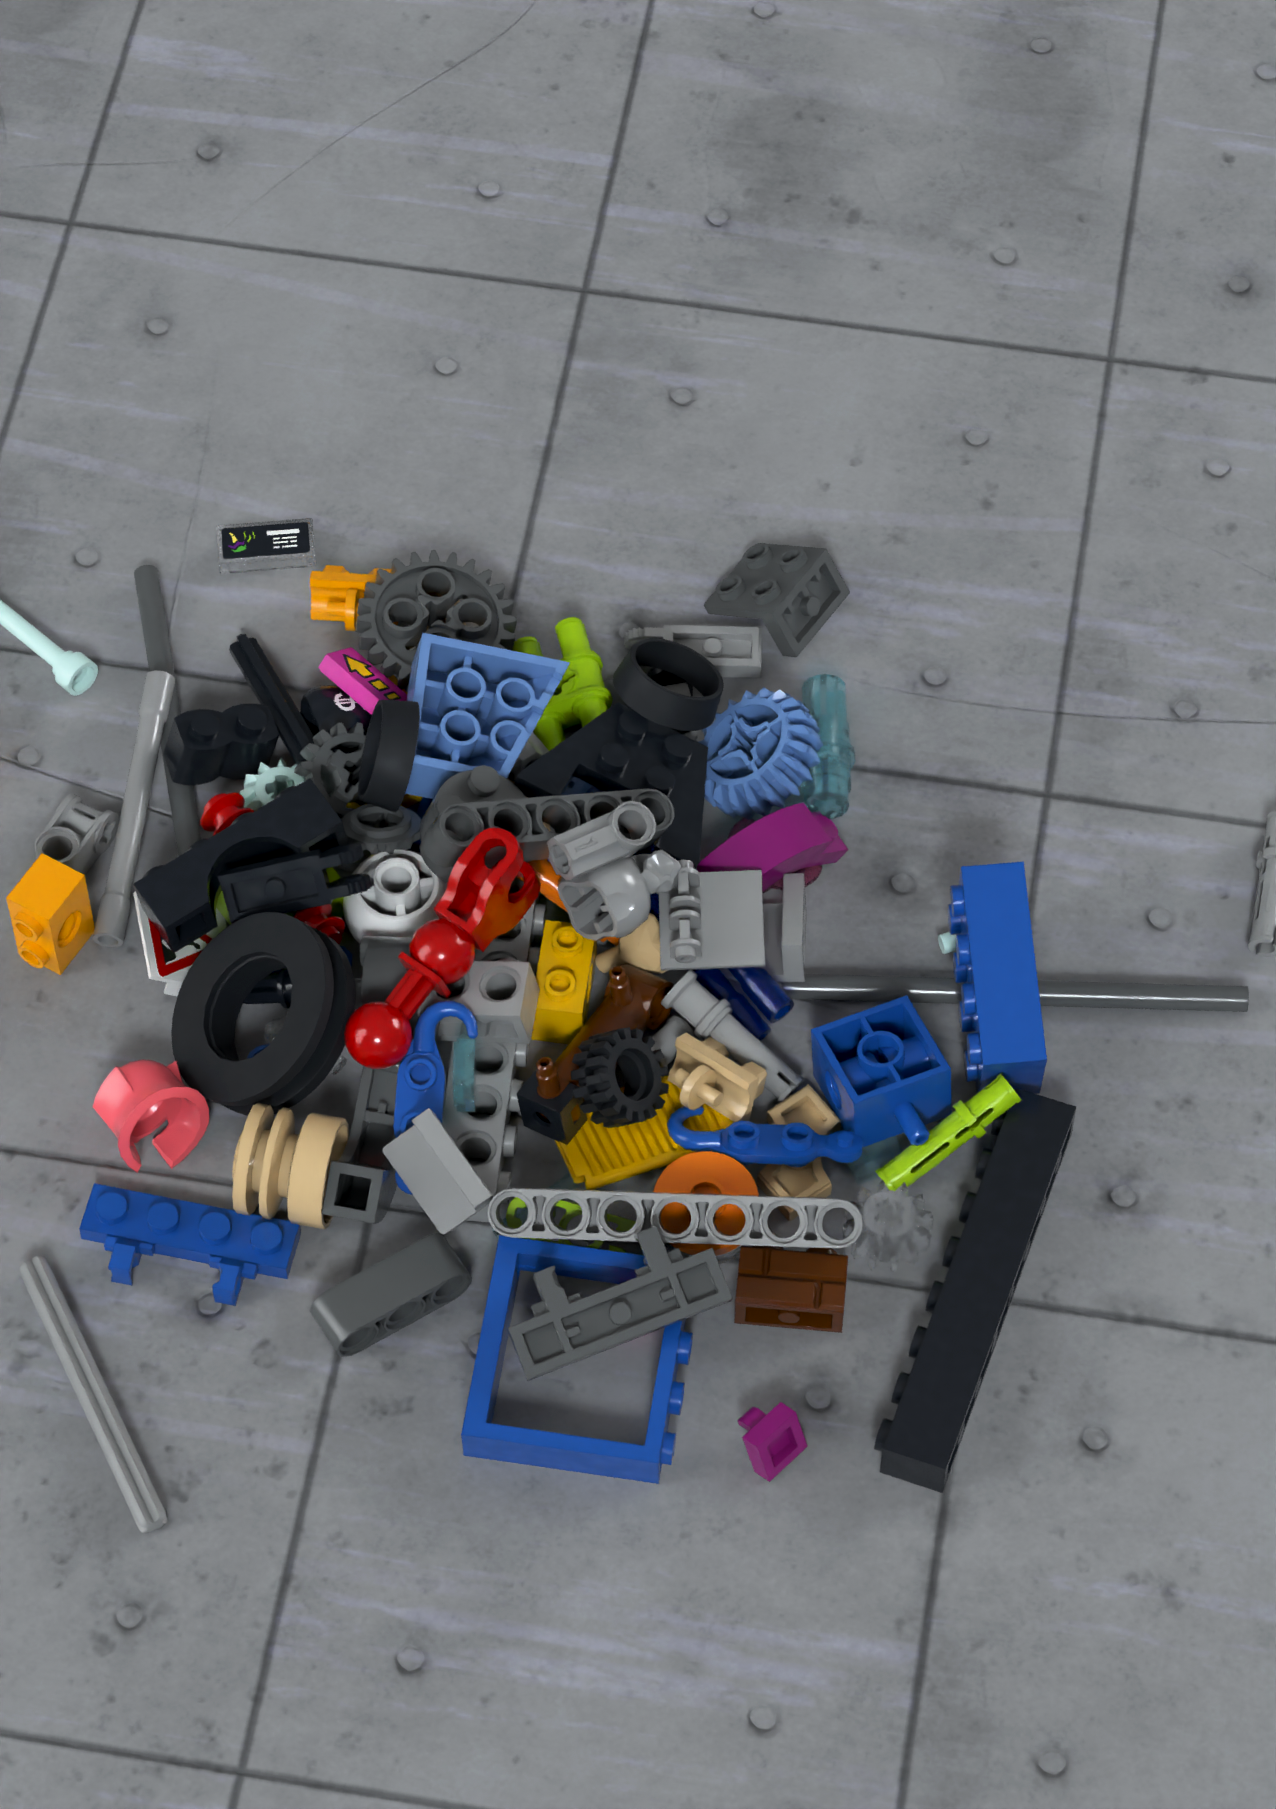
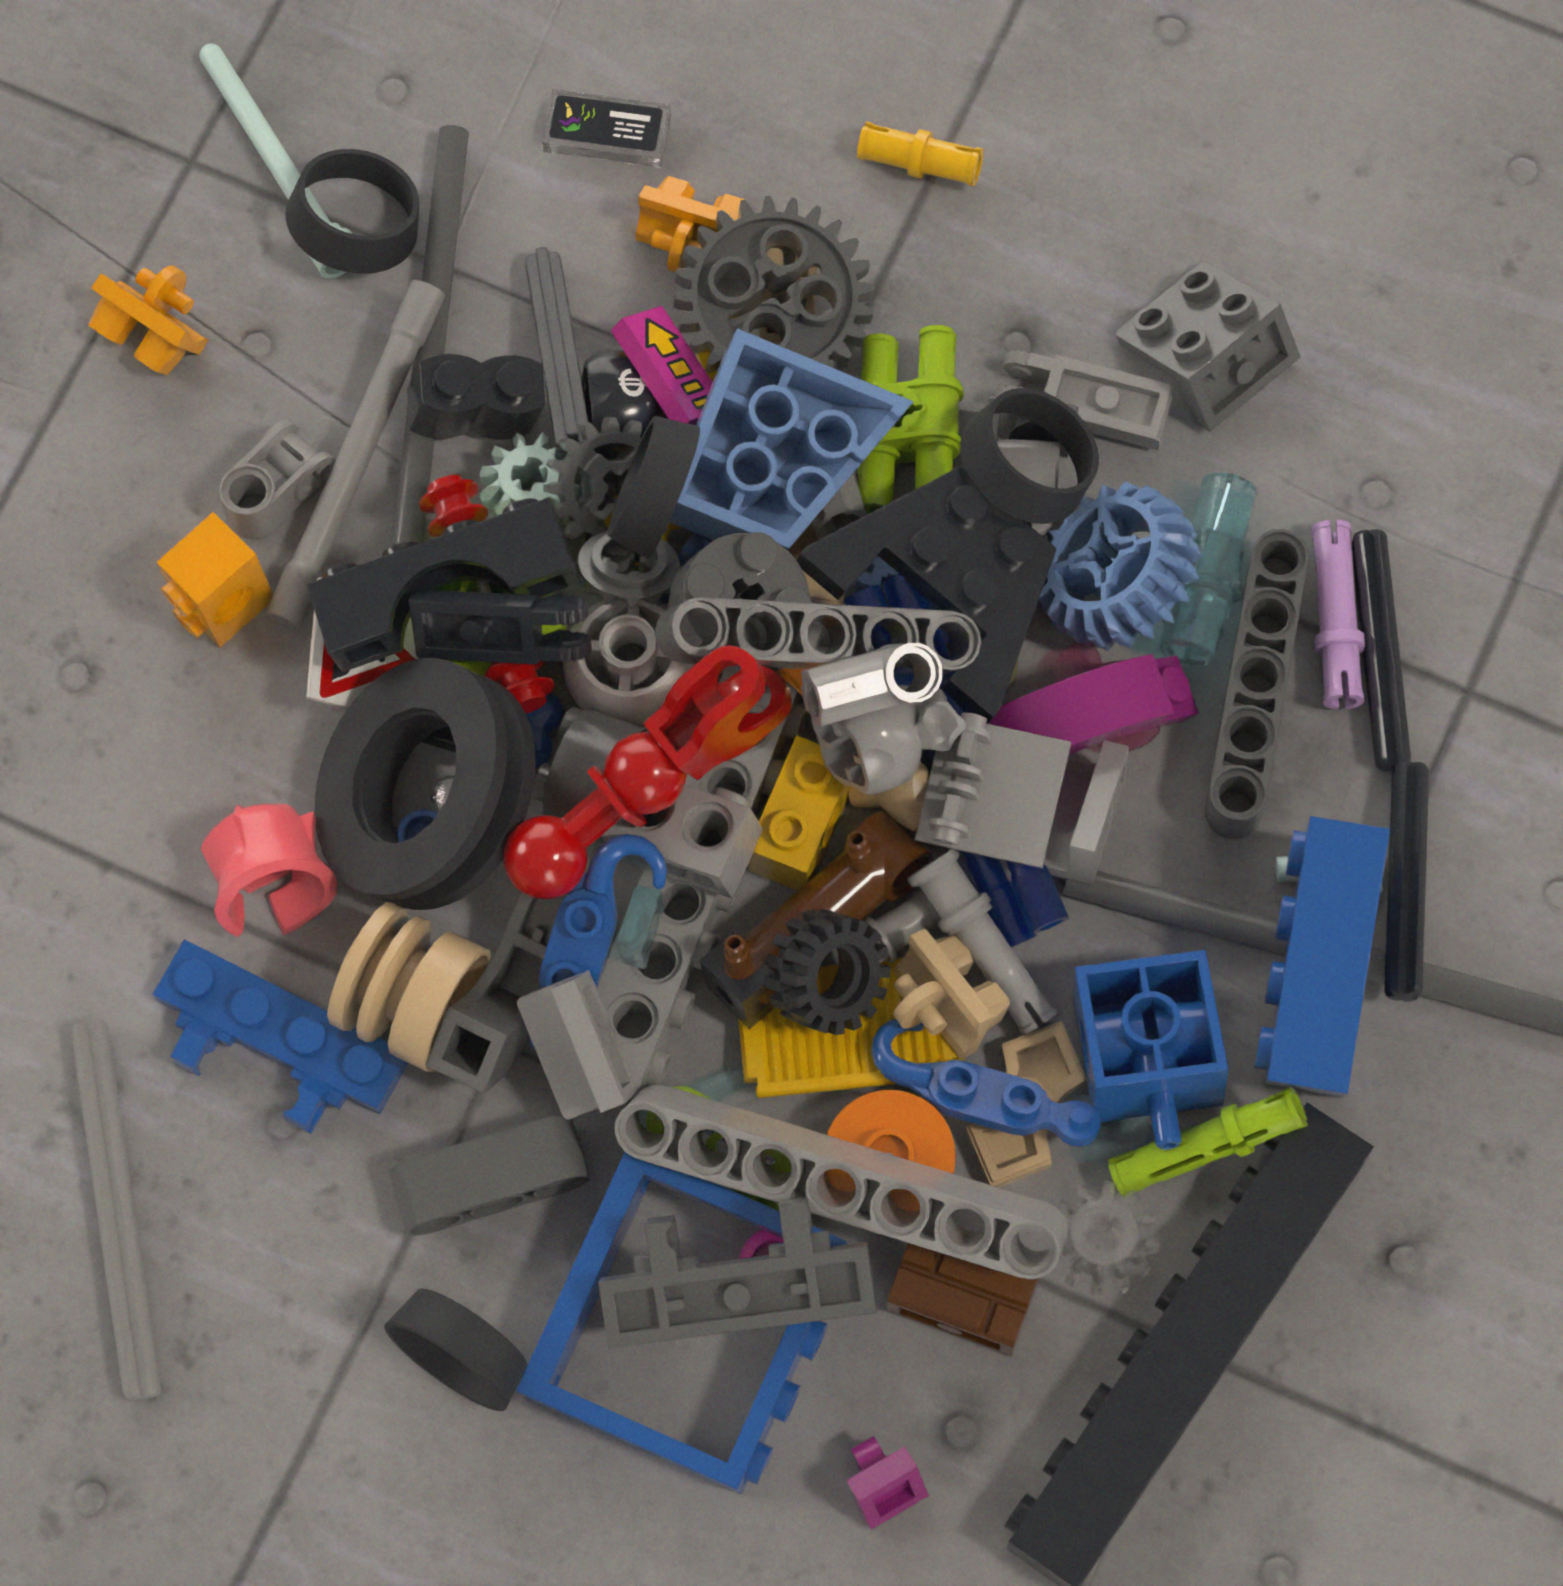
camera: 20 degrees right, 15 degrees up
(83, 660) = (346, 250): none -> black tyre
(394, 1438) = (458, 1348): none -> black tyre
(517, 512) = (920, 153): none -> yellow pin
(887, 836) = (1263, 655): none -> dark grey beam
(938, 773) = (1338, 639): none -> lavender pin
(973, 777) = (1381, 649): none -> black axle
(1046, 932) = (1406, 881): none -> black axle

